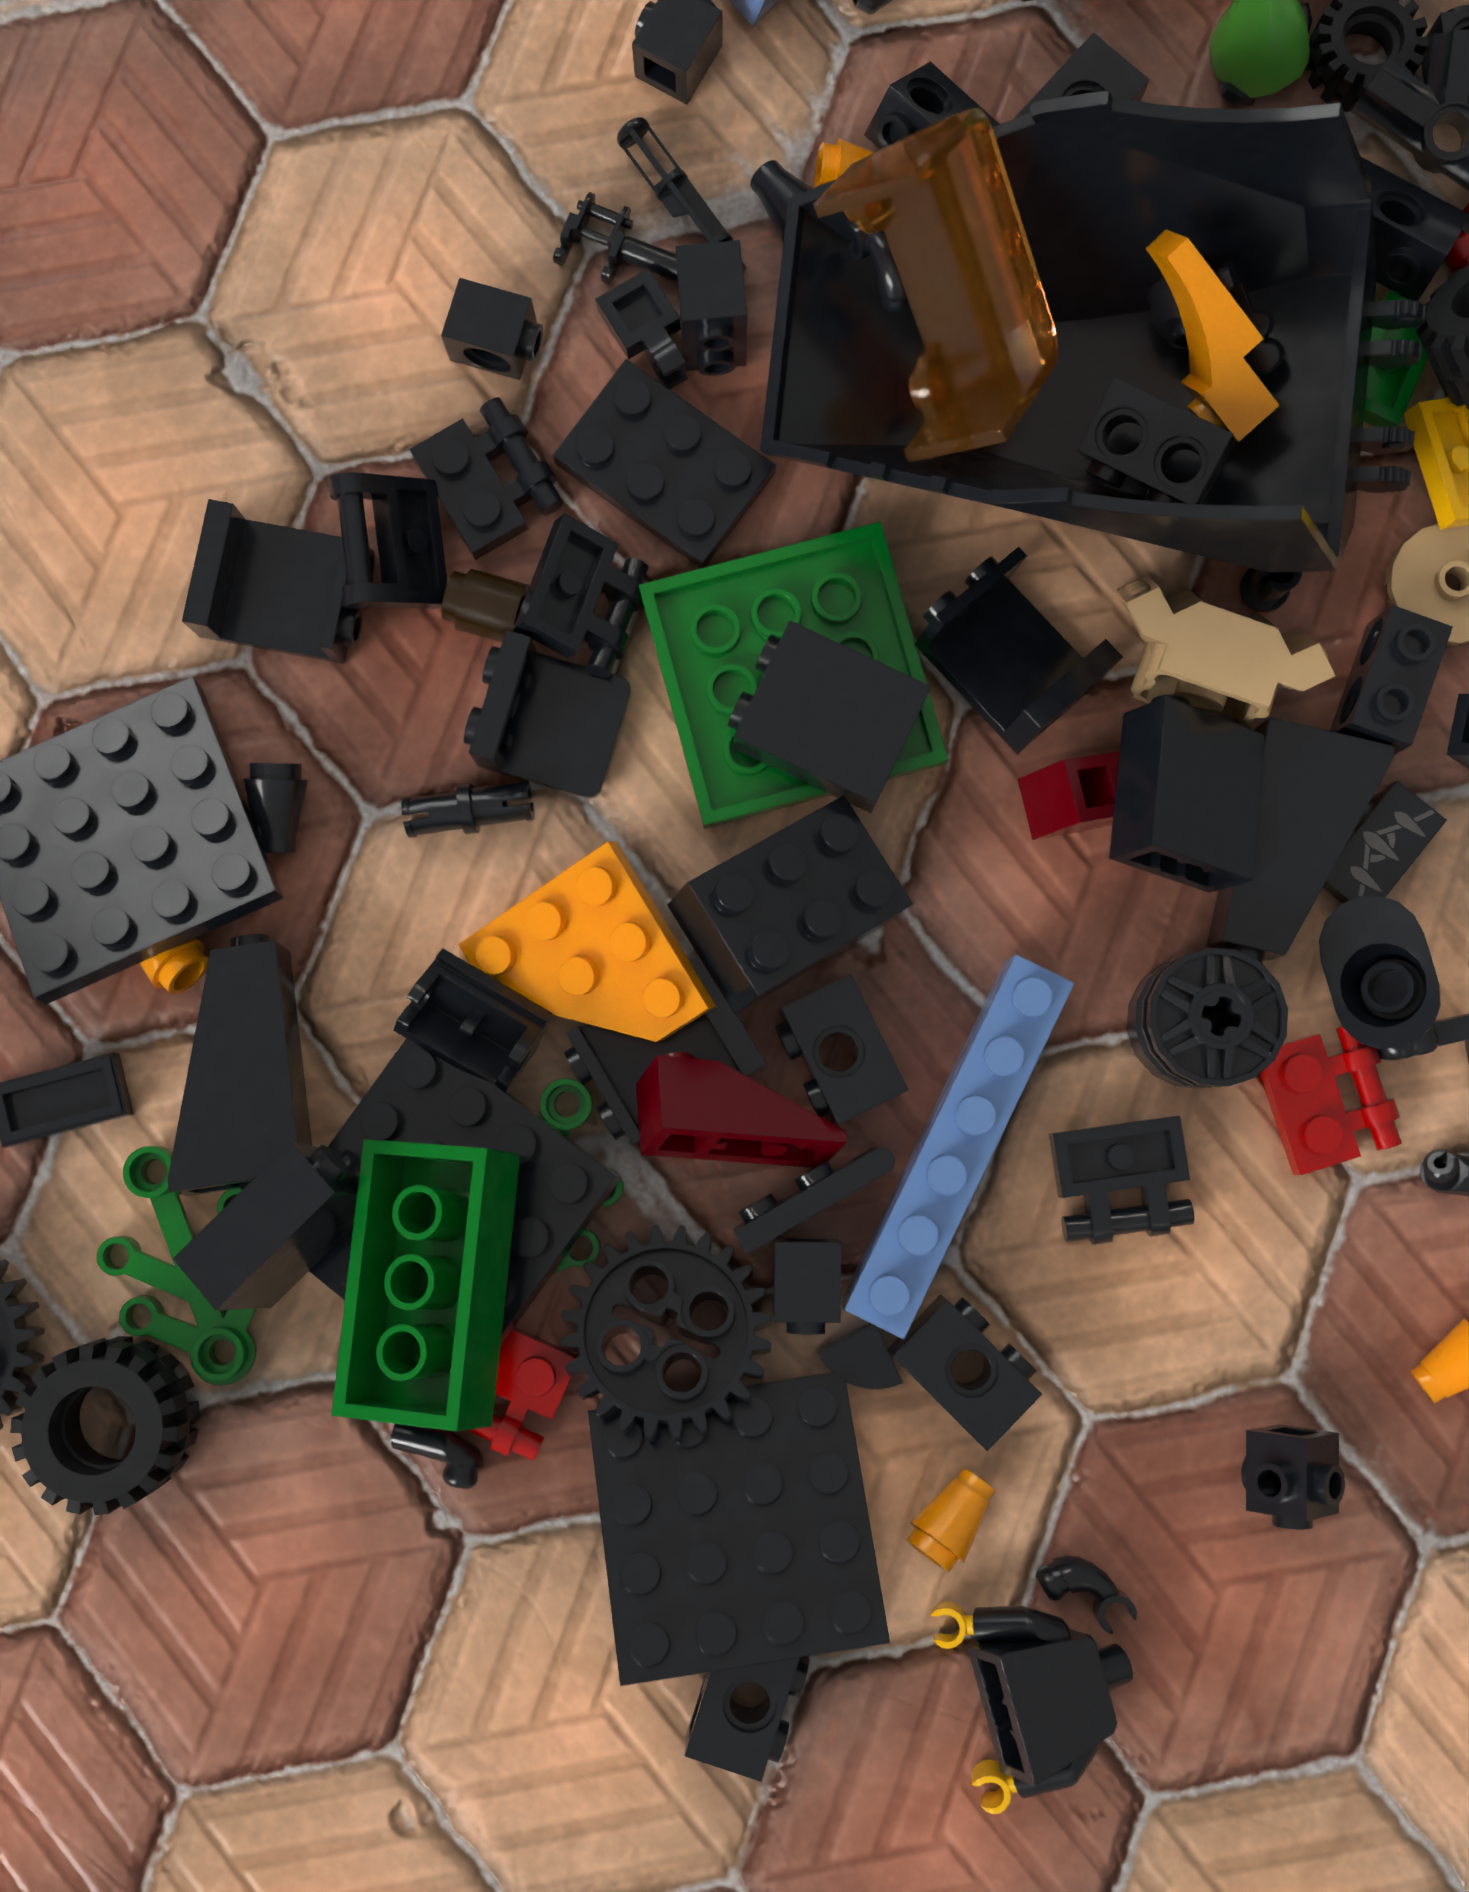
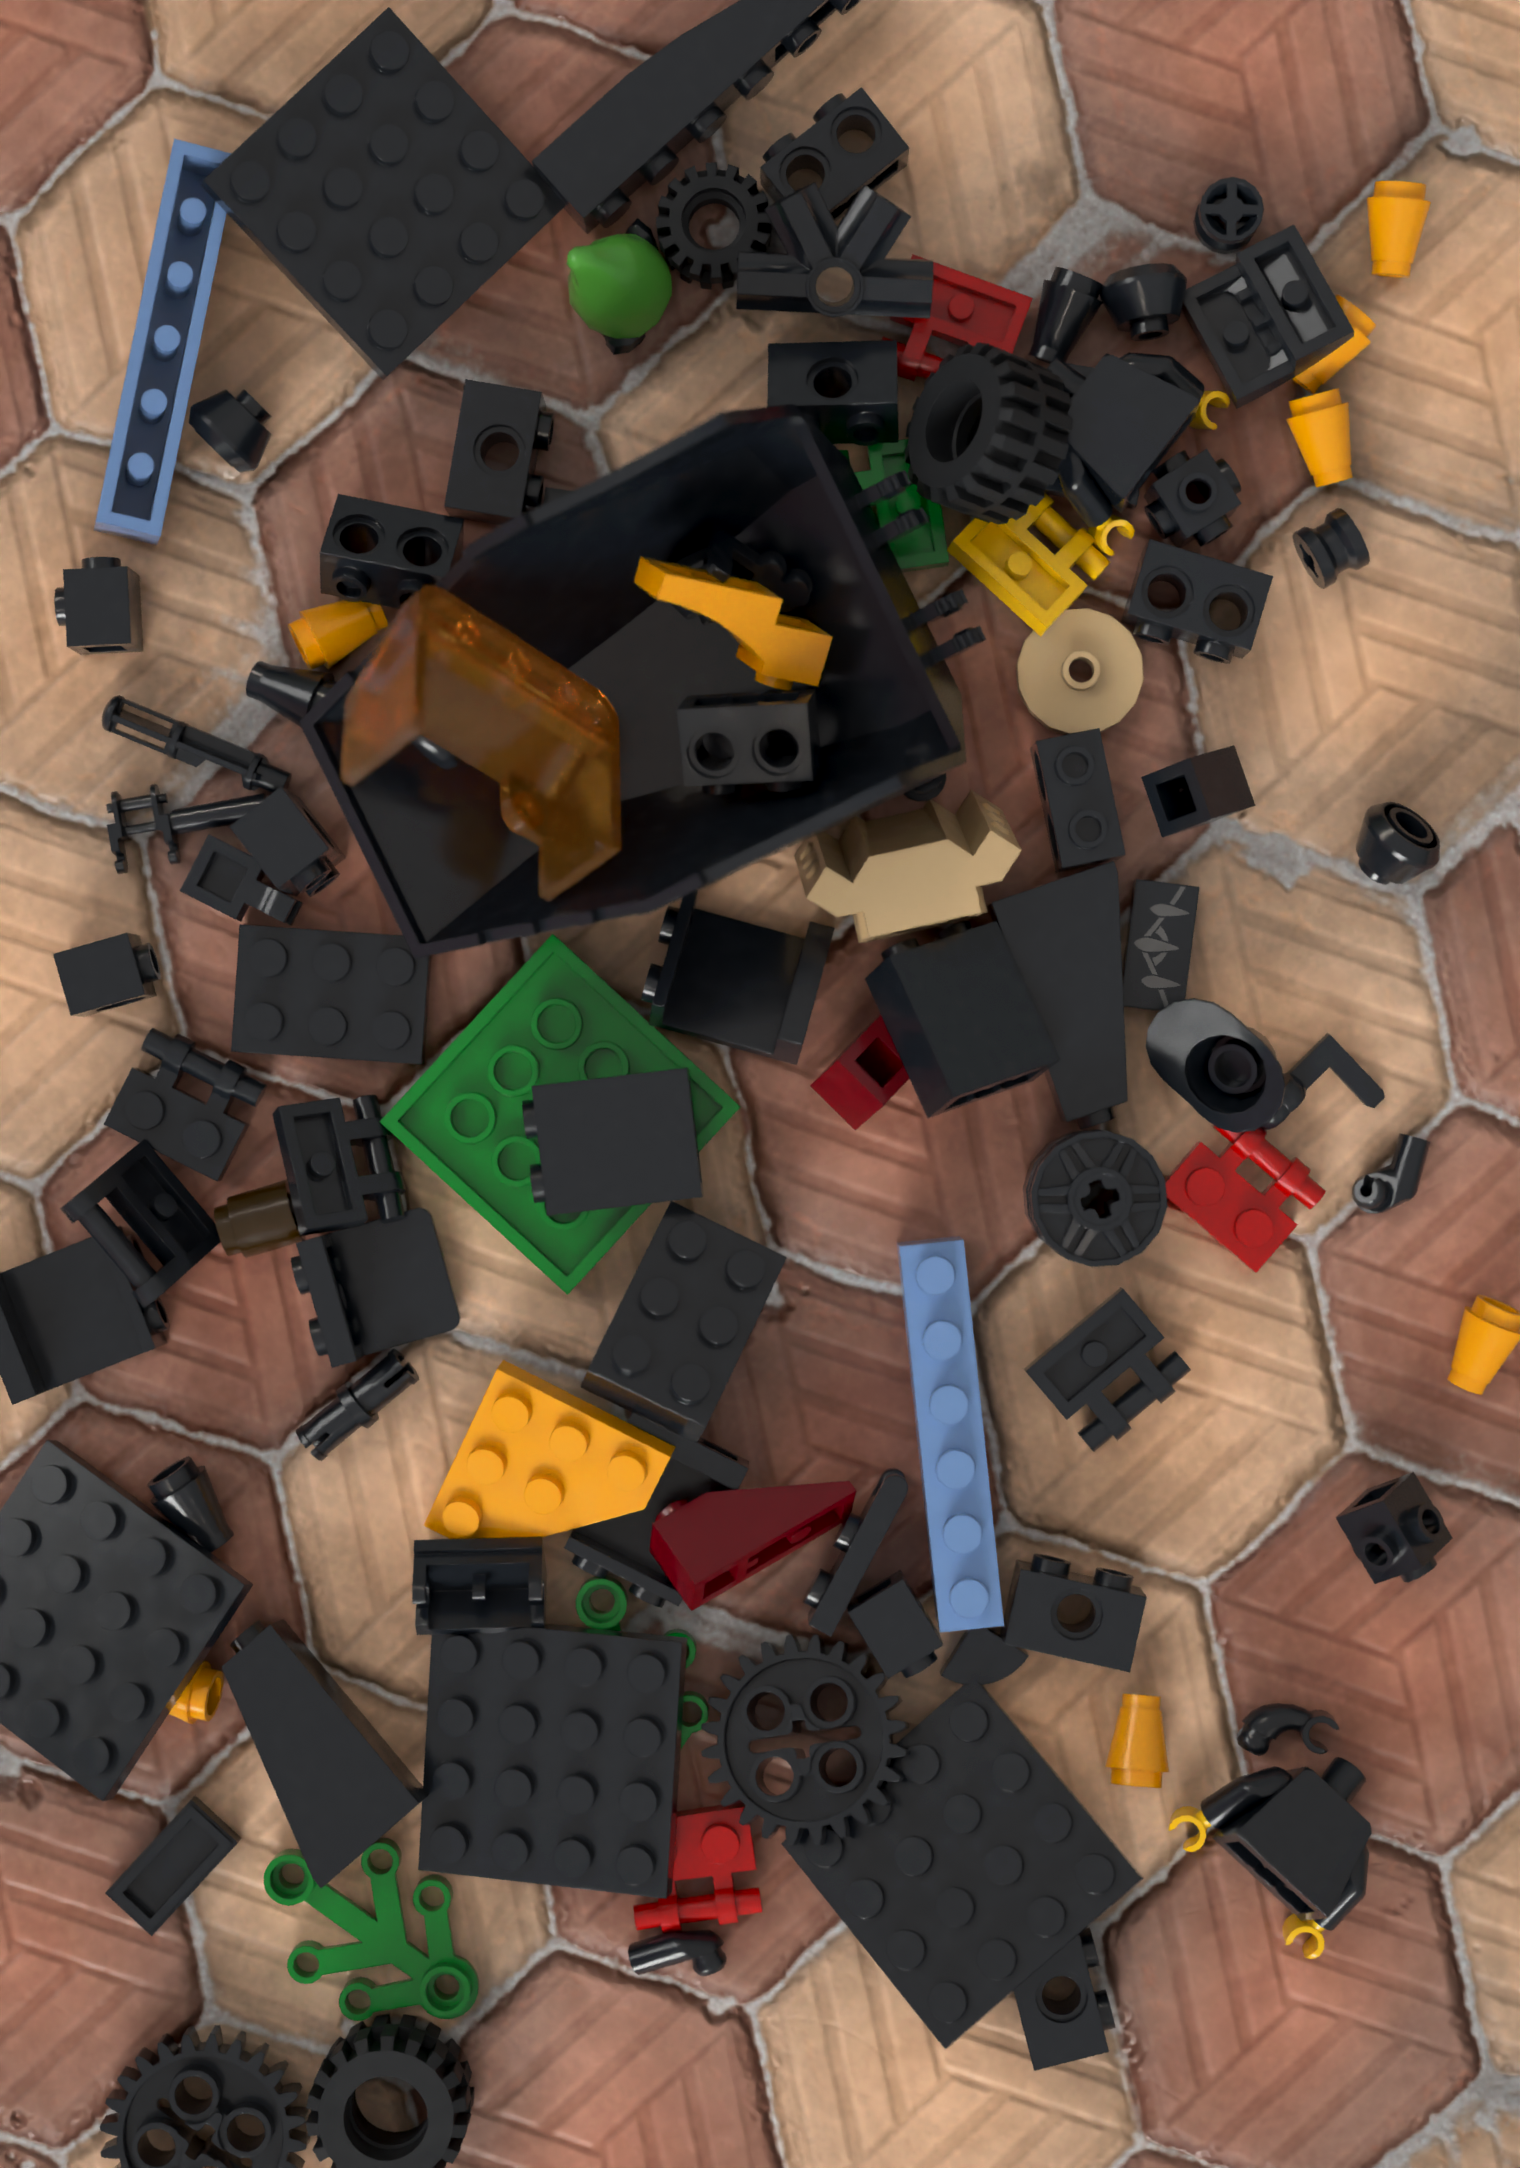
camera: 35 degrees left, 5 degrees up
(274, 1228) = (433, 1860): black brick -> none
(426, 1285) = (583, 1831): green brick -> none
(843, 1012) = (785, 1379): black brick -> none

